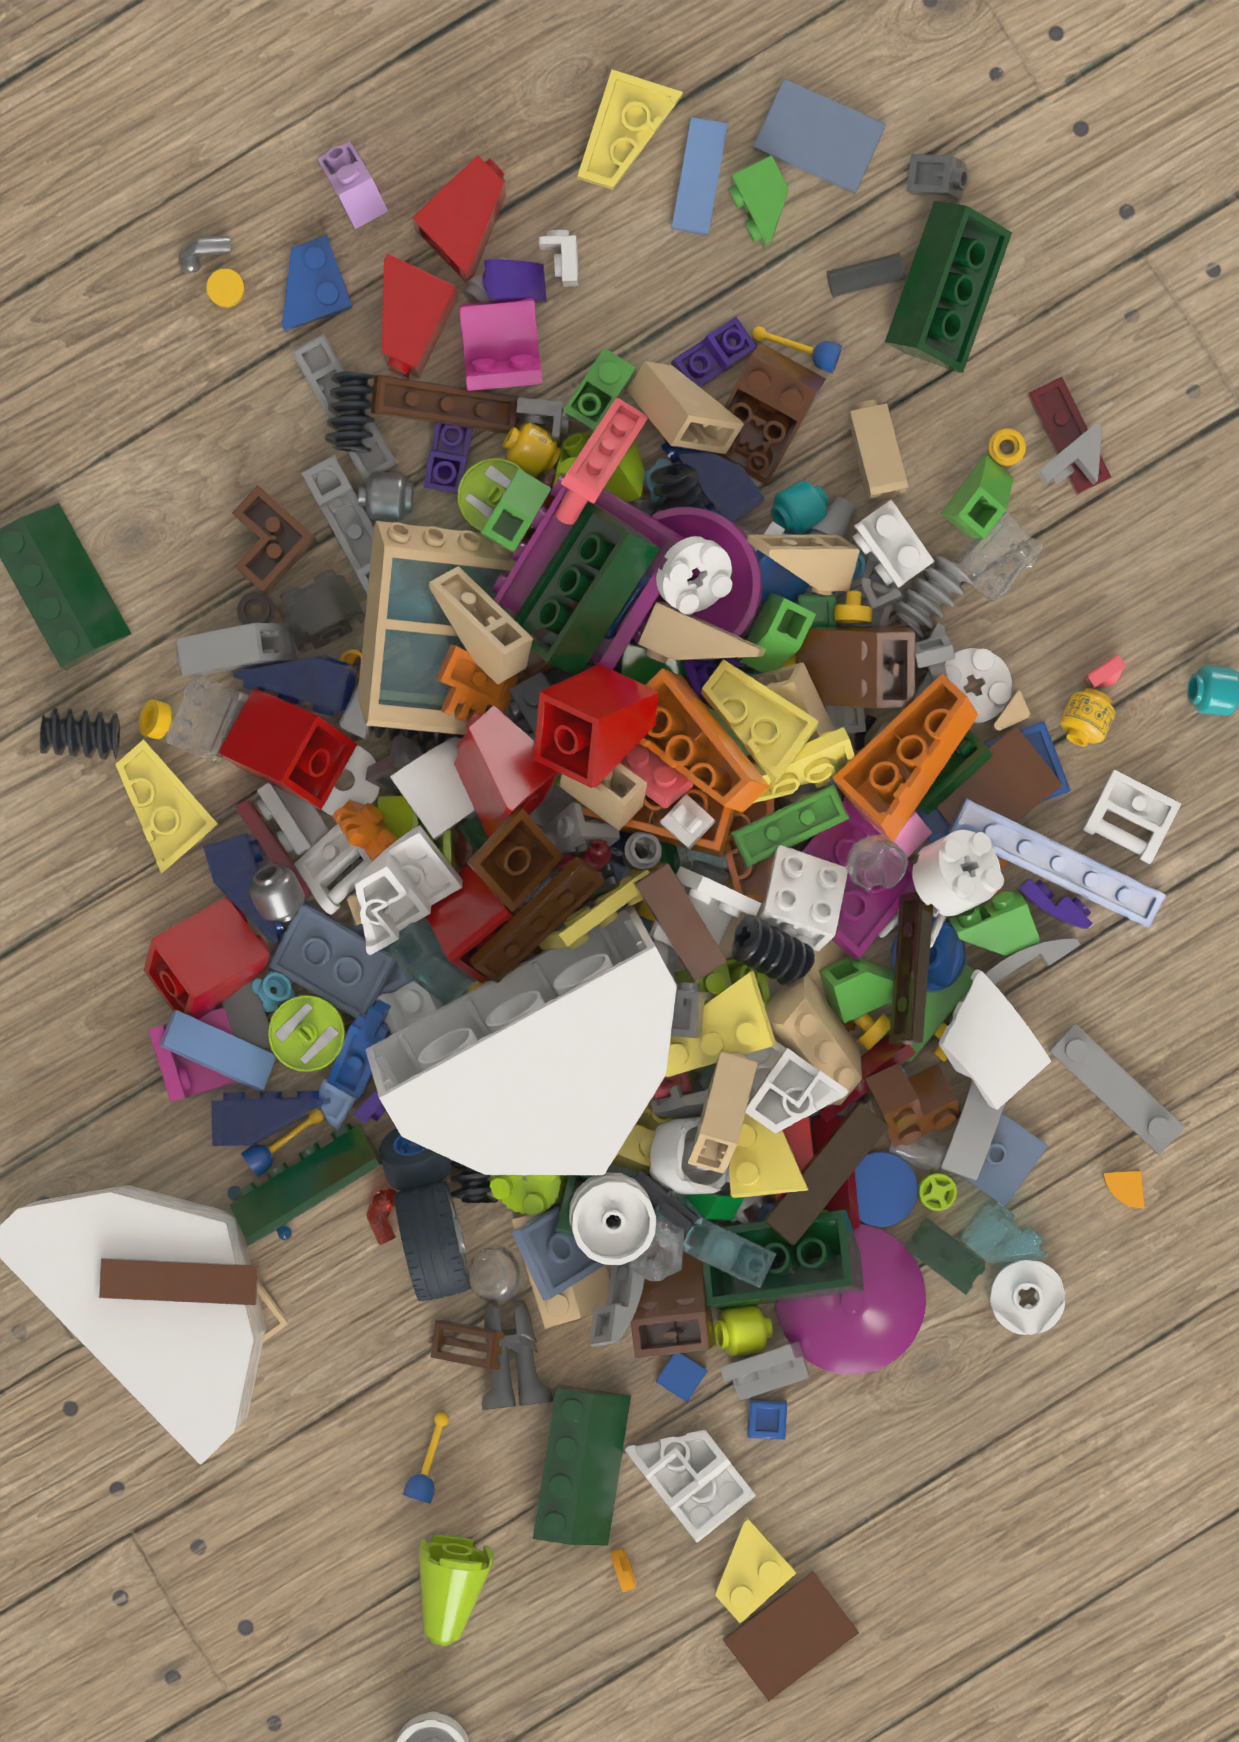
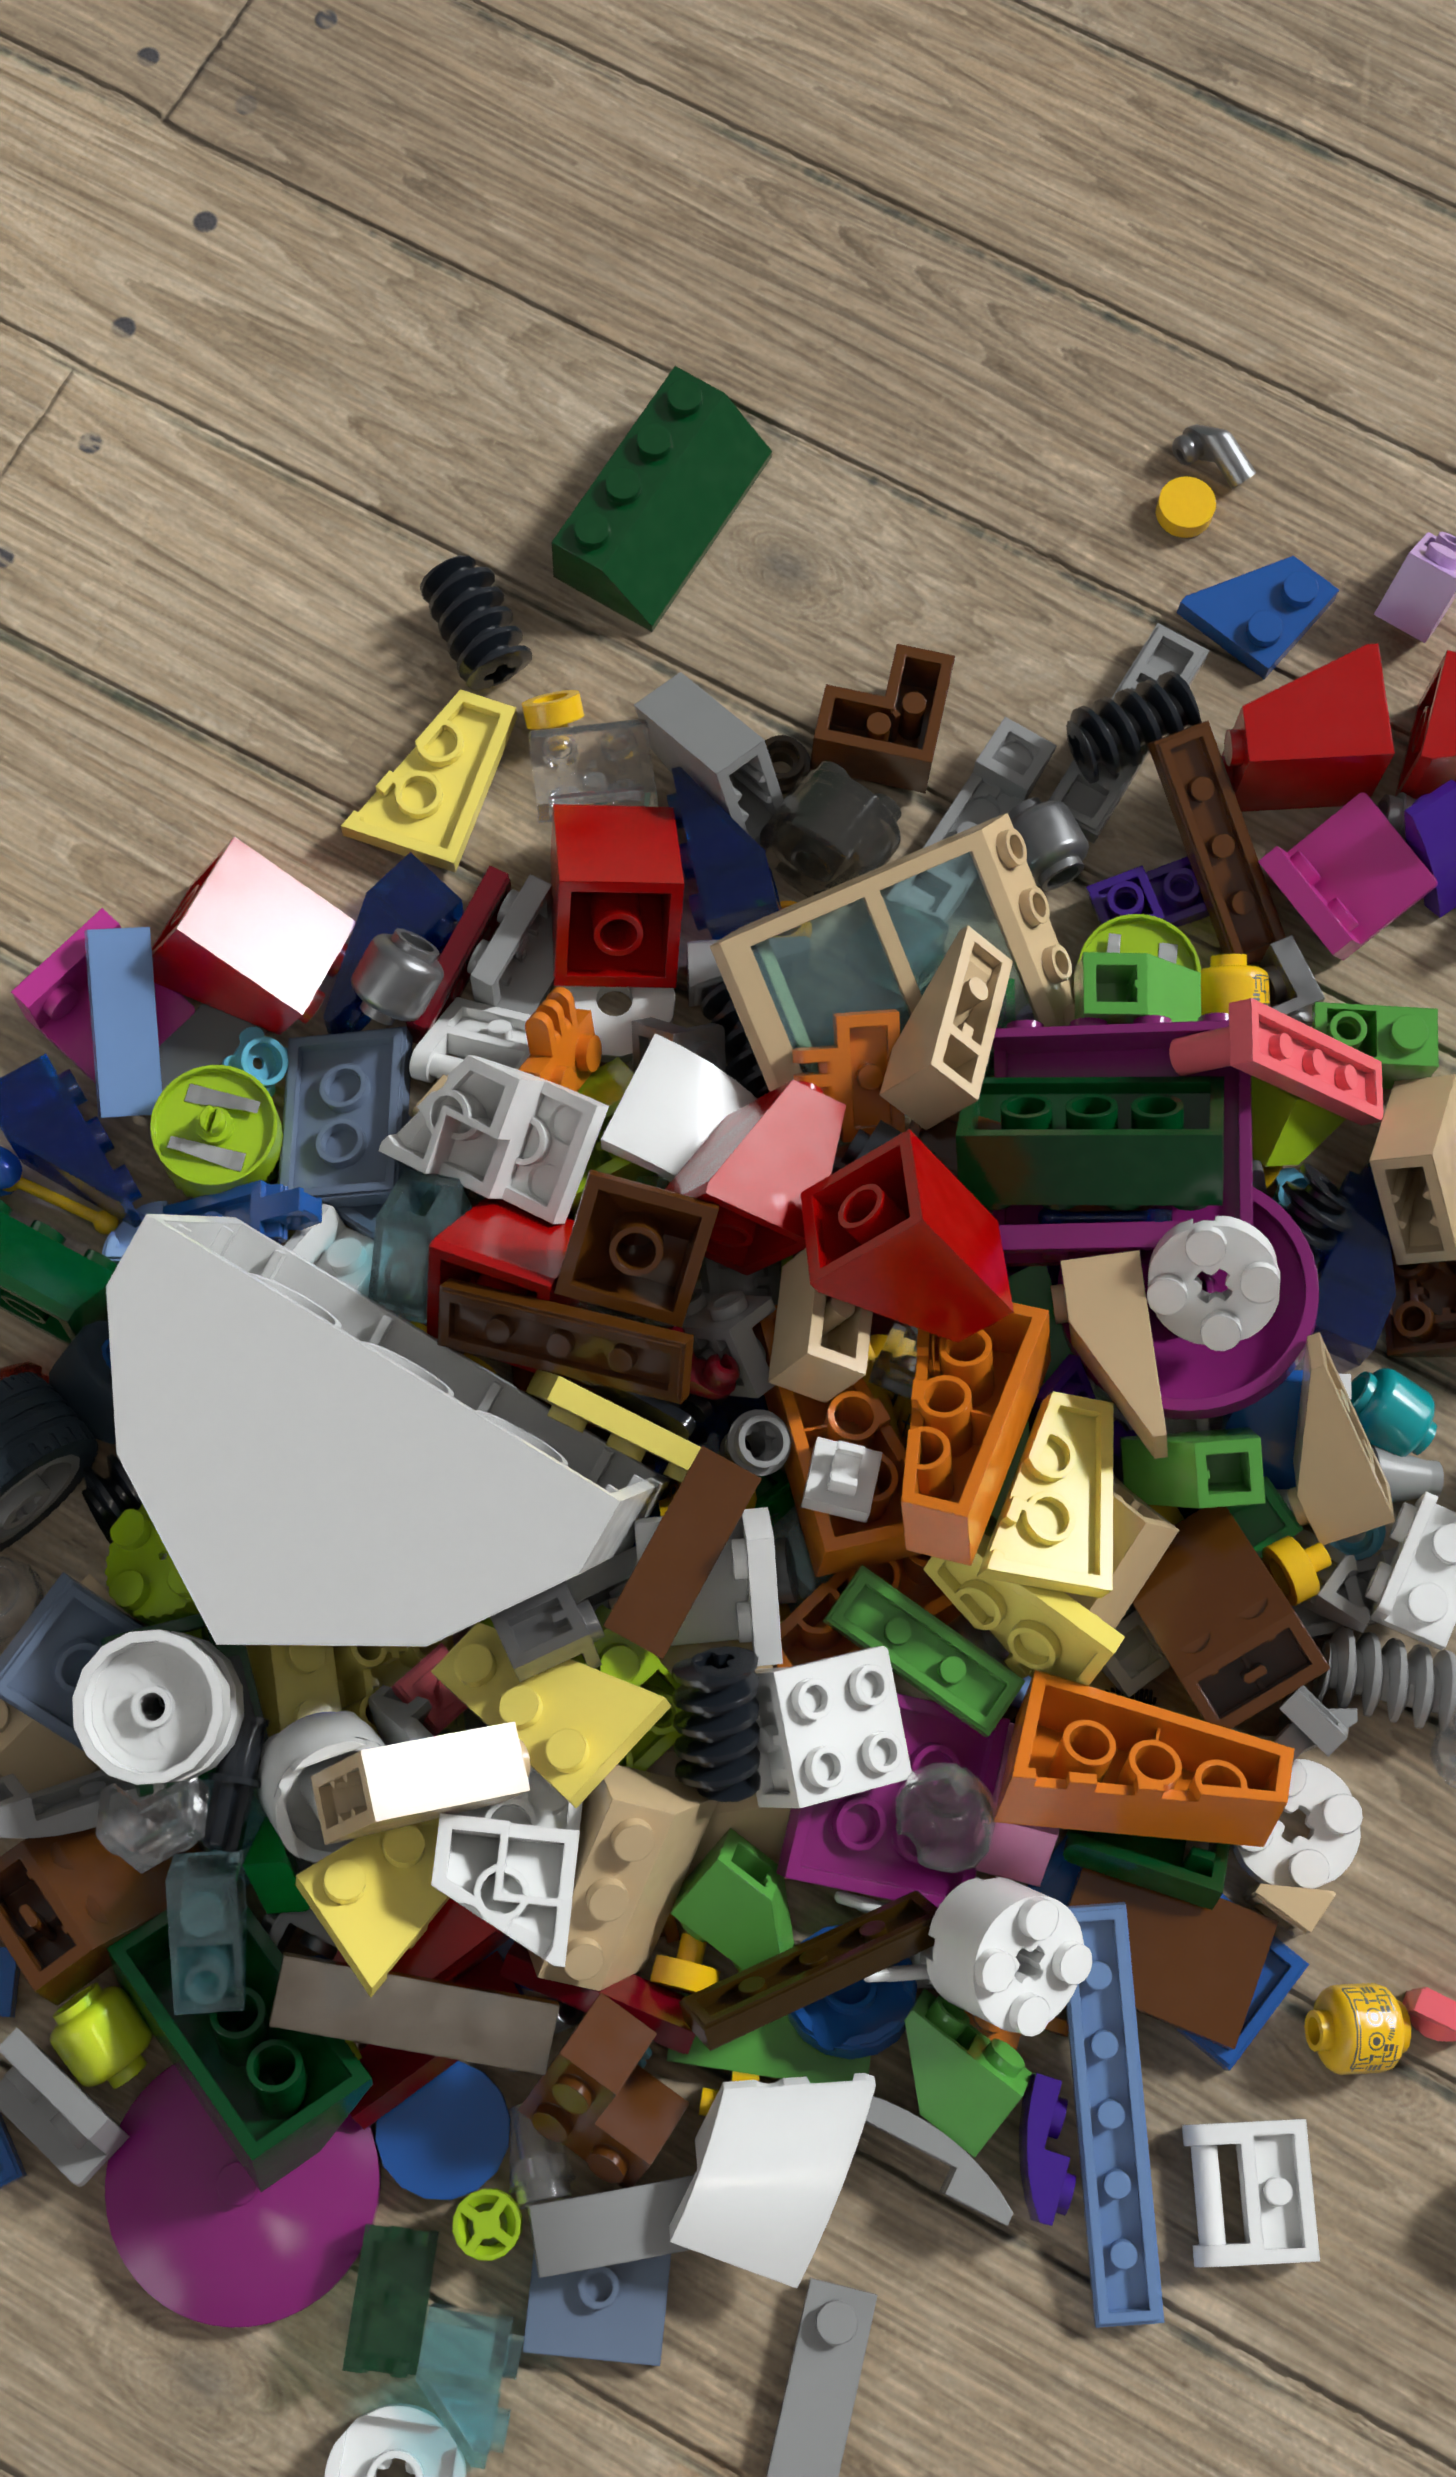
camera: 55 degrees right, 15 degrees down
(663, 782) = (880, 1402): coral hinge -> none

